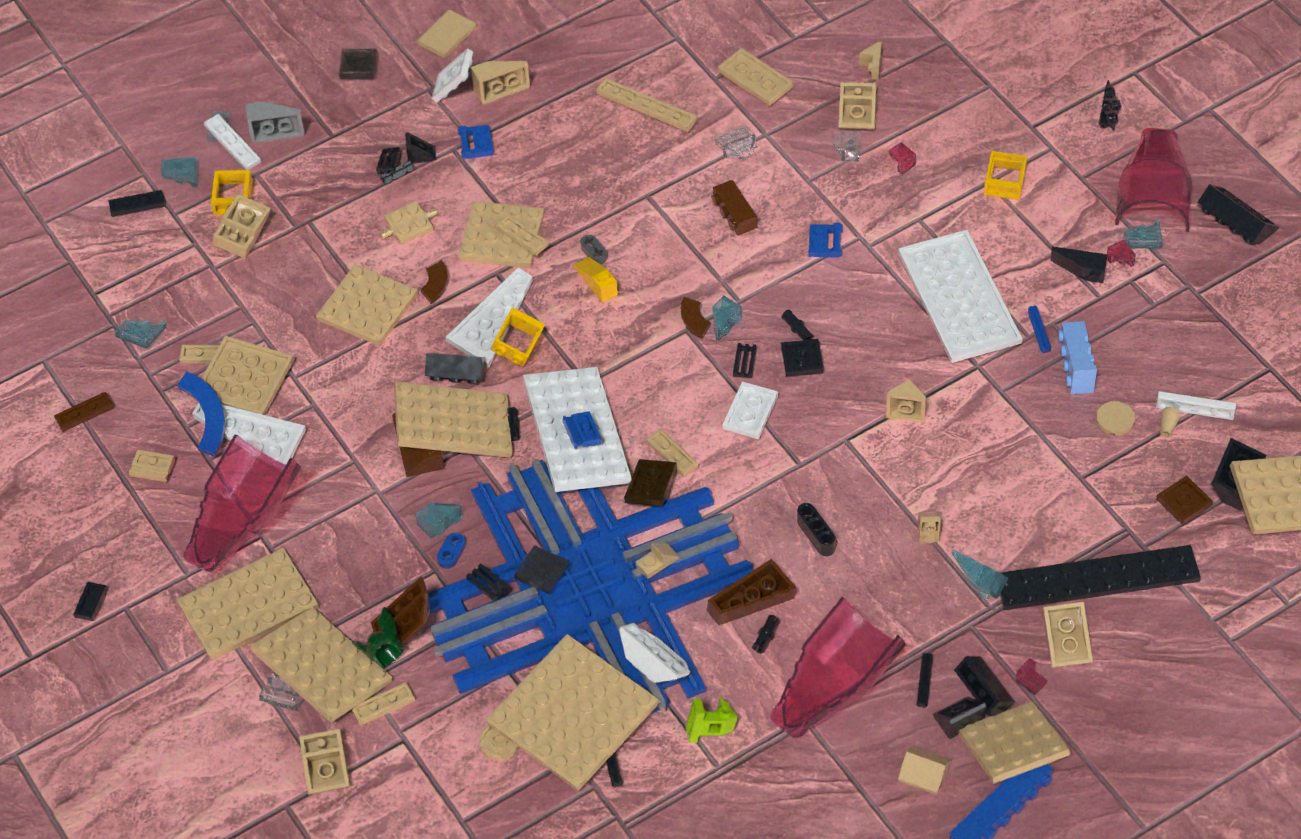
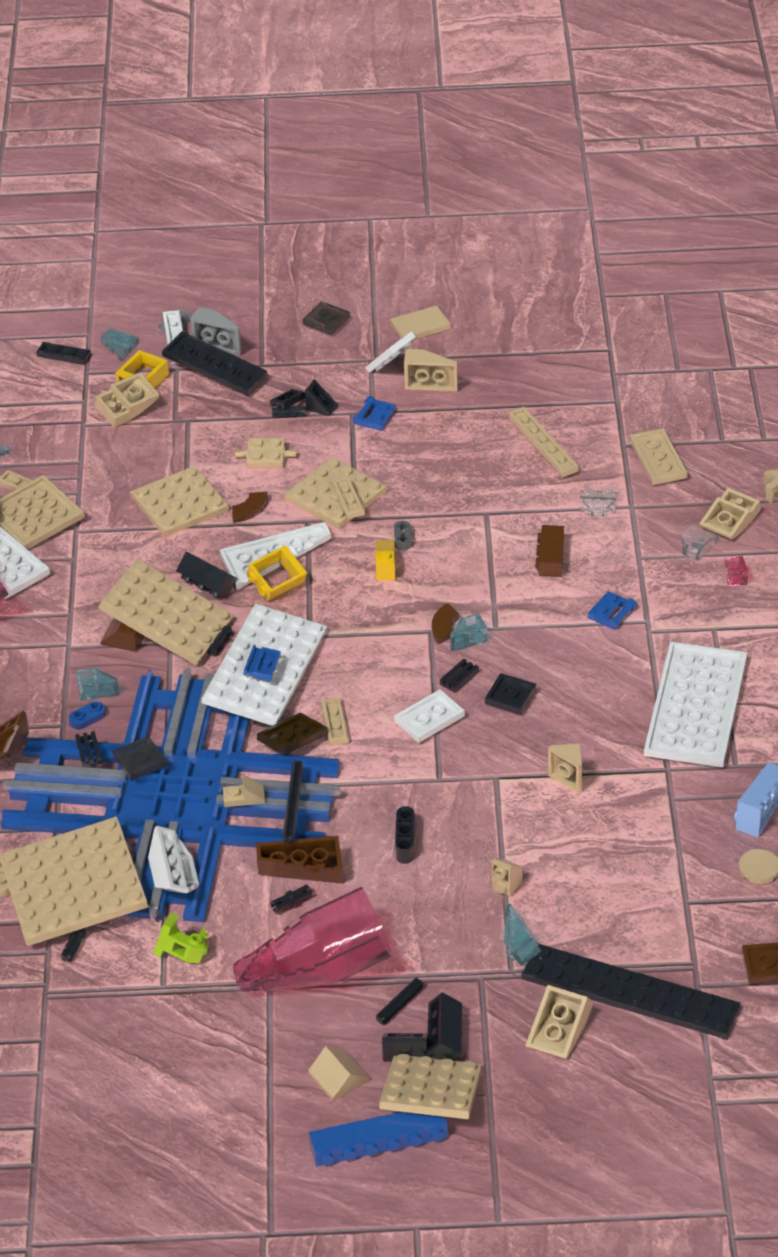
camera: 30 degrees right, 10 degrees down
(293, 153) = (214, 363): none -> black plate
(708, 546) = (292, 802): none -> black axle
(797, 326) = (527, 665): black pin -> none
(1029, 678) = (496, 1042): clear pink panel -> none
(1039, 329) = (748, 762): blue axle -> none

